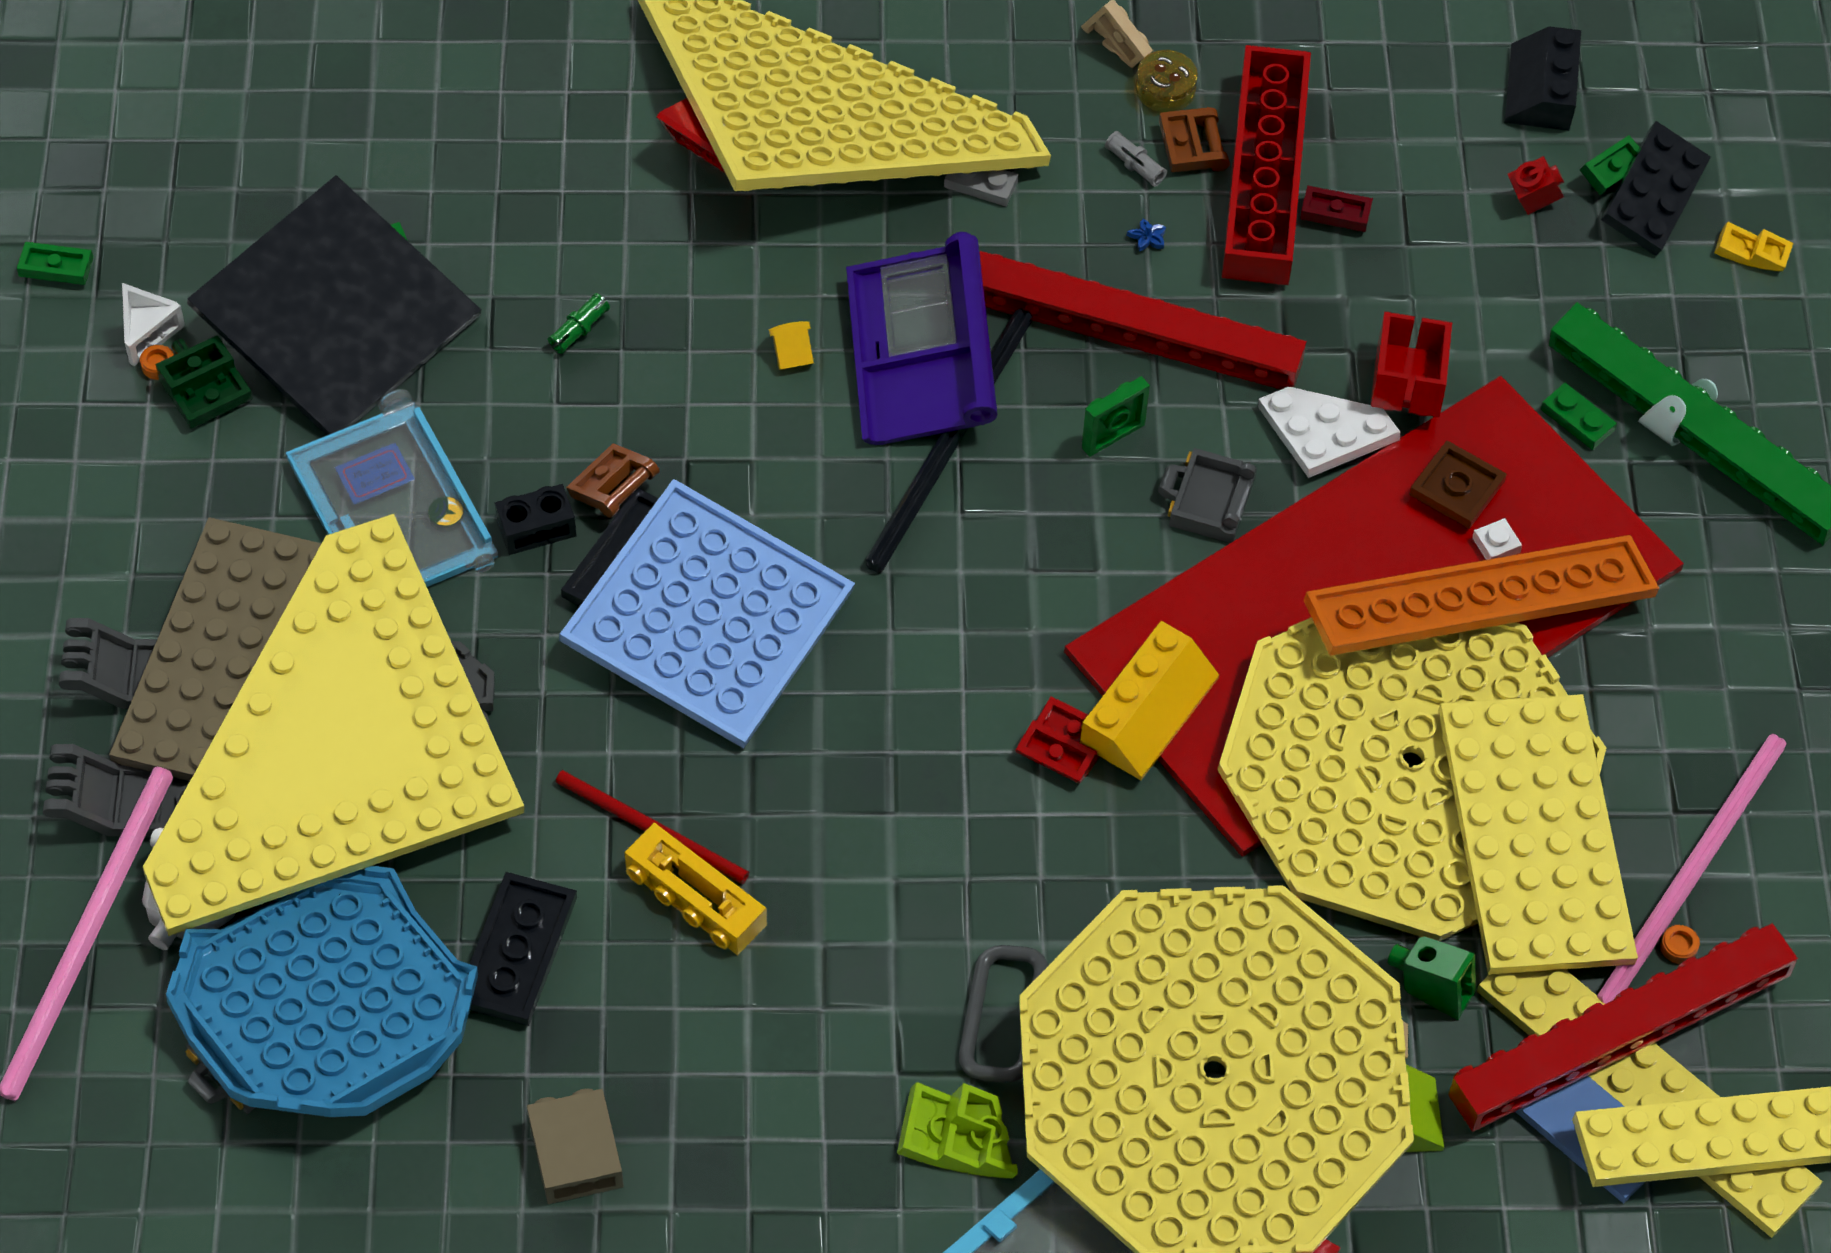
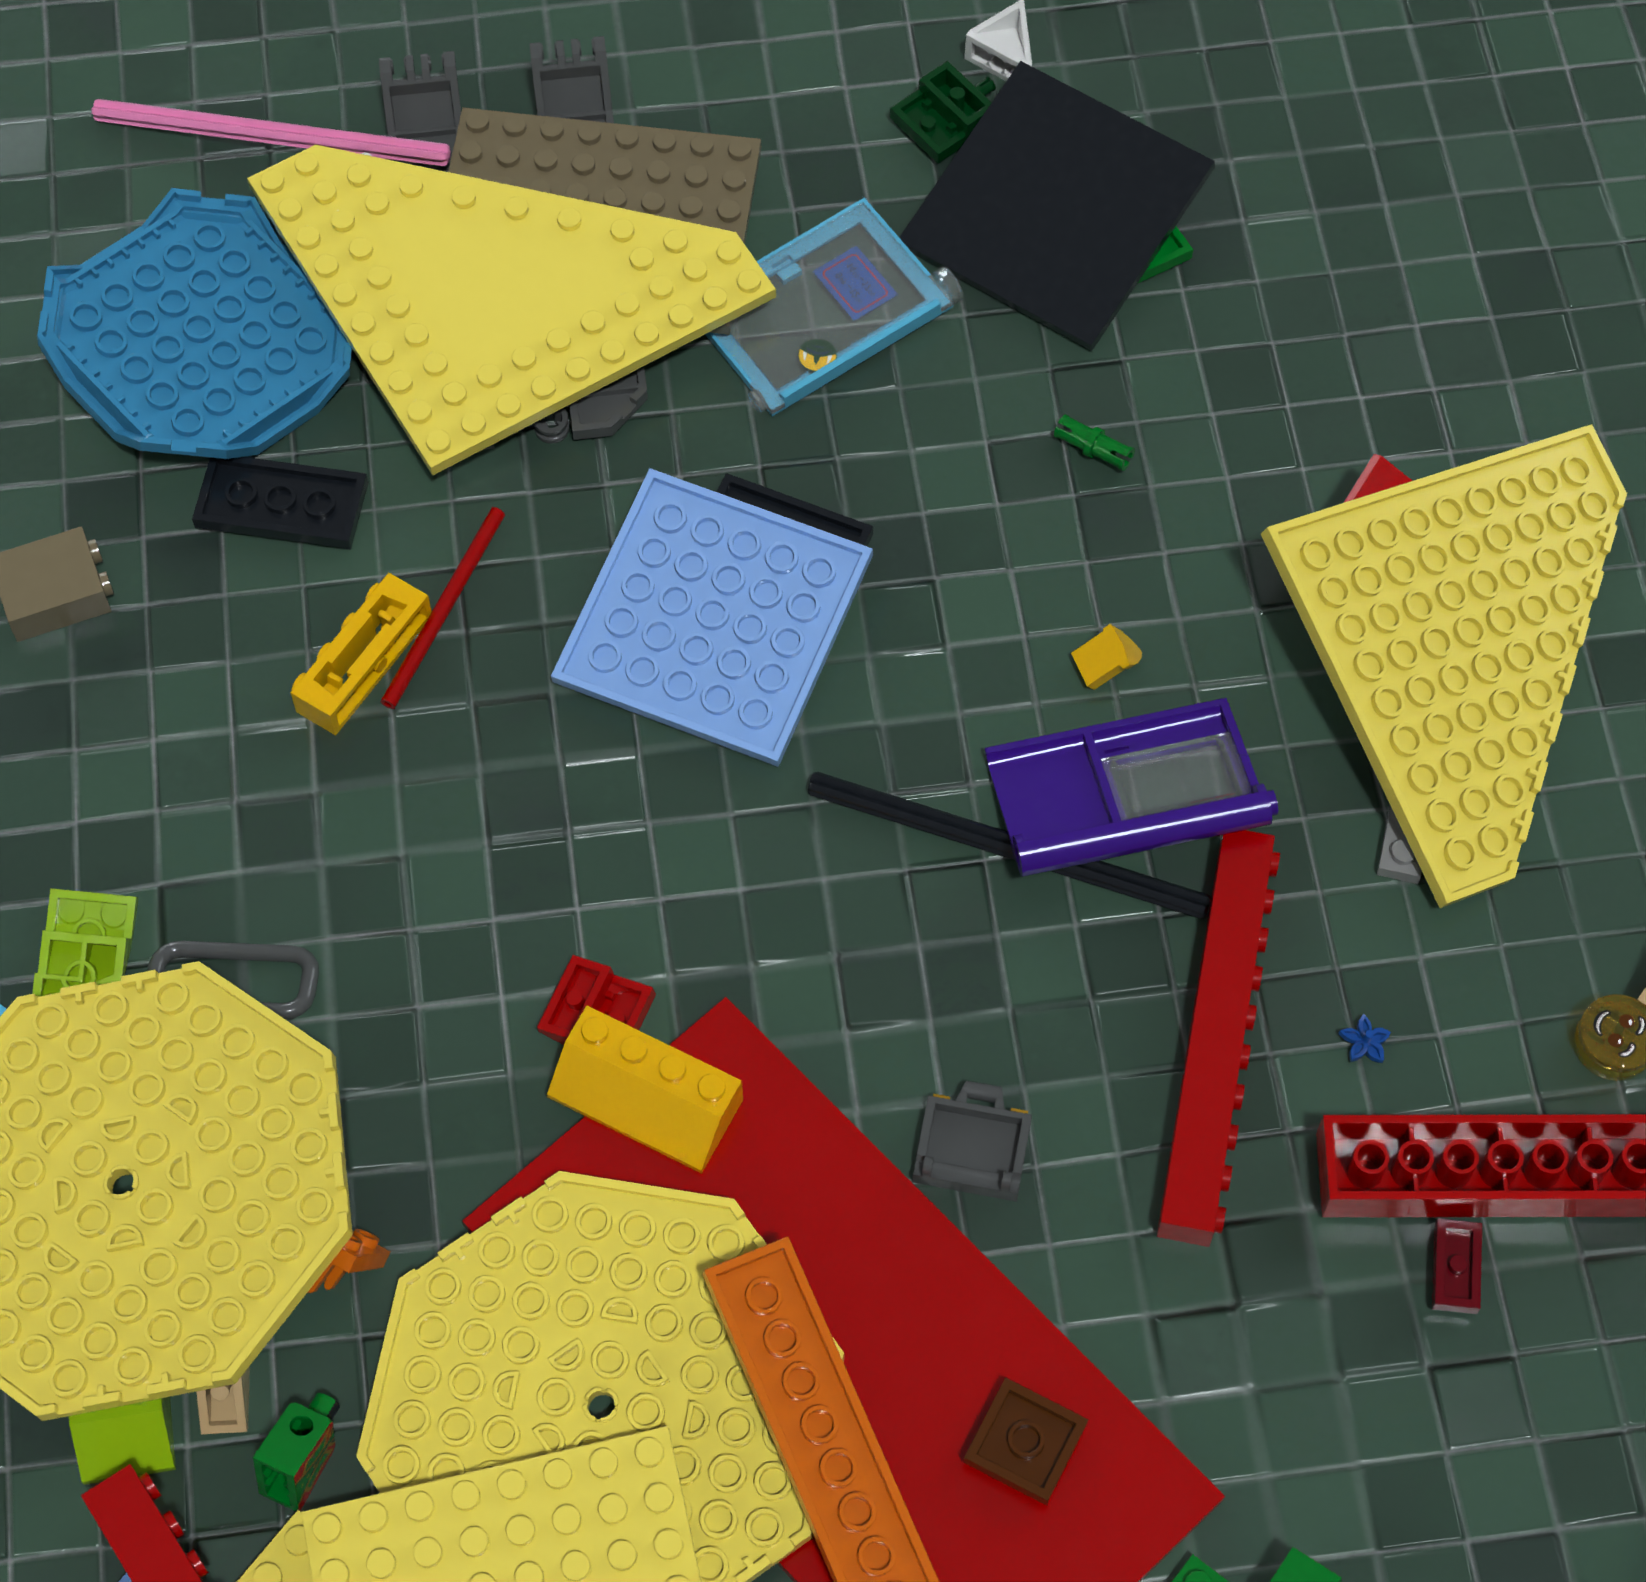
camera: 85 degrees right, 5 degrees up
(152, 356) = (972, 68): orange tile -> none
(537, 525) = (811, 439): black brick -> none
(606, 473) = (885, 493): dark orange plate -> none
(1115, 415) = (1052, 1012): green plate -> none
(1150, 171) = (1482, 1013): light grey pin -> none
(1183, 141) = (1525, 1066): dark orange plate -> none
(1326, 429) = (1096, 1275): white plate -> none
(1409, 375) = (1198, 1365): red piece -> none
(1497, 540) = (949, 1499): white plate -> none
(1536, 184) = (1552, 1525): red brick -> none

